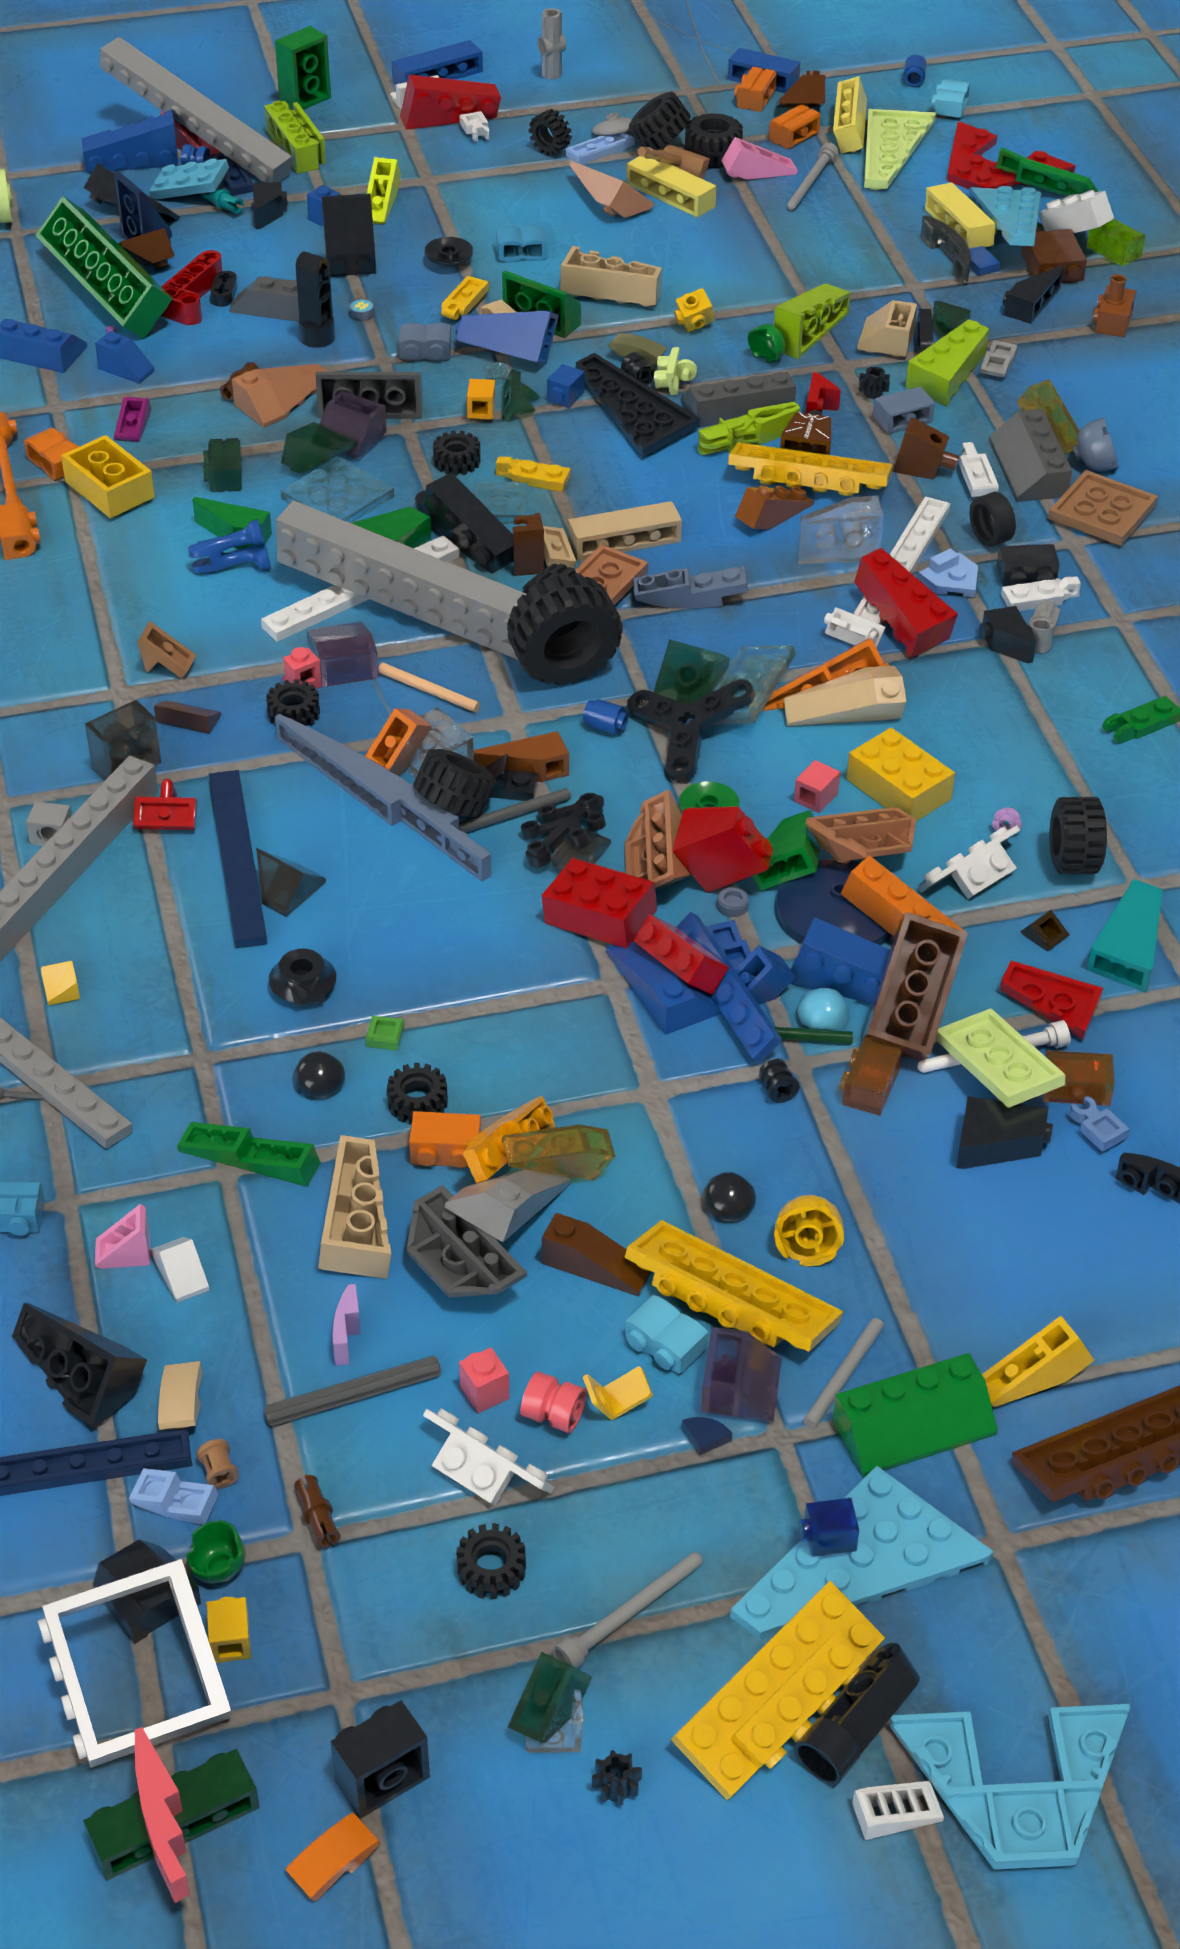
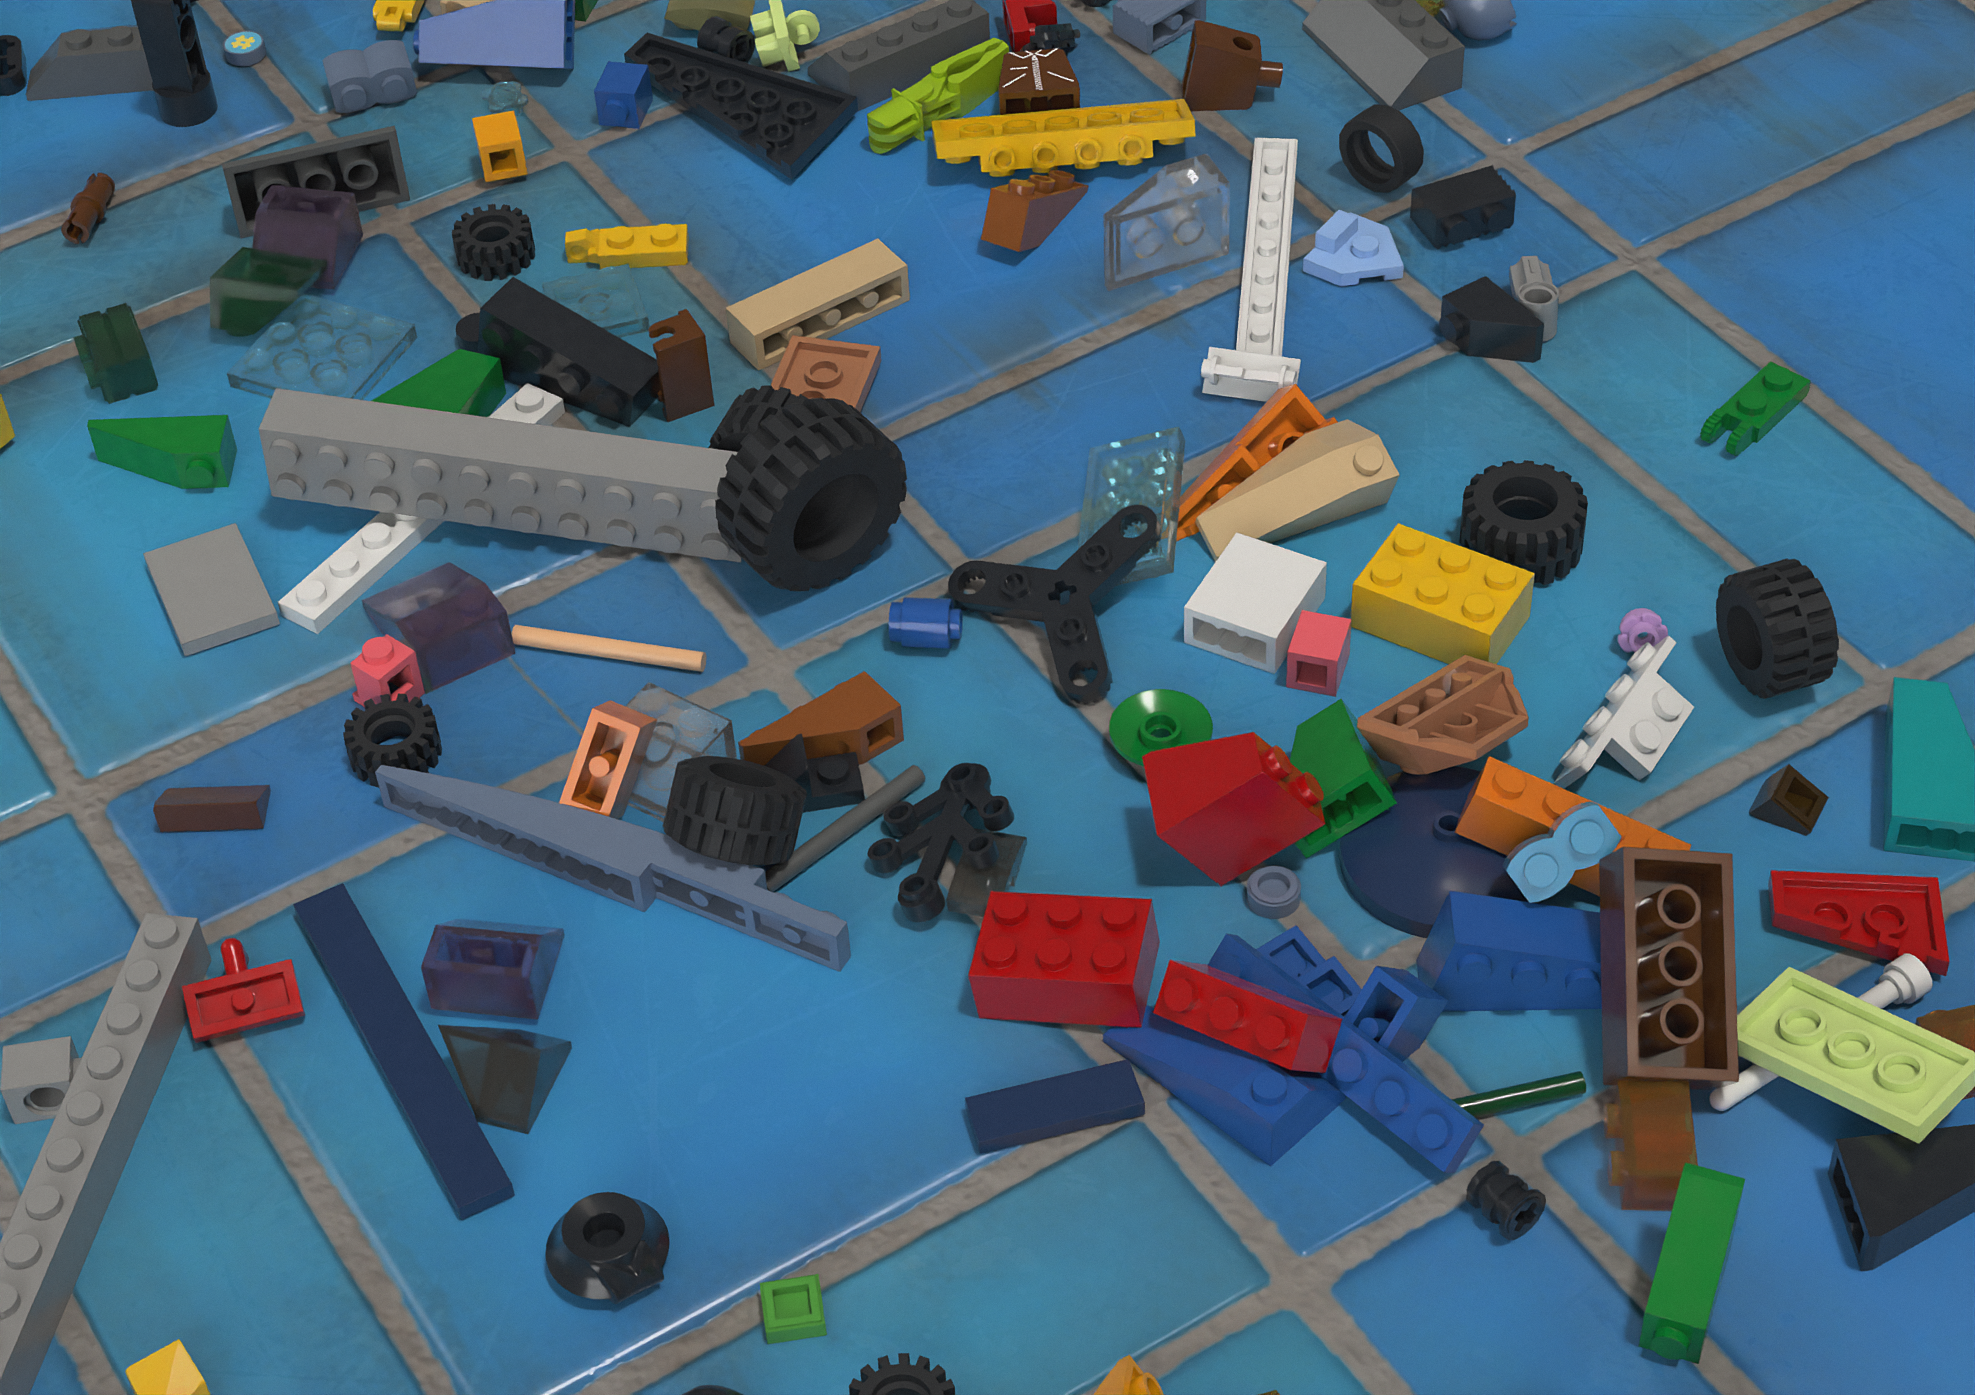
camera: 15 degrees left, 0 degrees up
(122, 733) = (117, 881): clear smoke brick -> none
(160, 647) = (126, 699): medium nougat slope -> none
(220, 560) = (155, 516): blue piece -> none
(228, 604) = (211, 589): none -> light grey tile
(272, 392) = (155, 212): nougat wedge -> none
(297, 829) = (490, 967): none -> clear purple slope
(515, 396) = (550, 129): clear green tile -> none
(557, 547) = (728, 364): tan plate -> none
(563, 974) = (1054, 1106): none -> dark blue tile
(652, 841) = (1108, 826): nougat wedge -> none
(681, 590) = (956, 379): sand blue slope -> none
(689, 672) = (1031, 516): clear green slope -> none
(791, 747) = (1253, 602): none -> white brick
(823, 1010) = (1513, 1046): medium azure hair -> none
(832, 409) = (1055, 36): none -> black axle
(858, 1133) = (1691, 1263): none -> green slope
(877, 917) = (1574, 842): none -> dark azure brick
(904, 602) = (1312, 312): red wedge -> none
(969, 745) = (1526, 518): none -> black tyre
(977, 471) = (1315, 81): white hinge -> none
(1030, 595) = (1499, 246): white hinge -> none
(1103, 507) = (1526, 92): medium nougat plate -> none

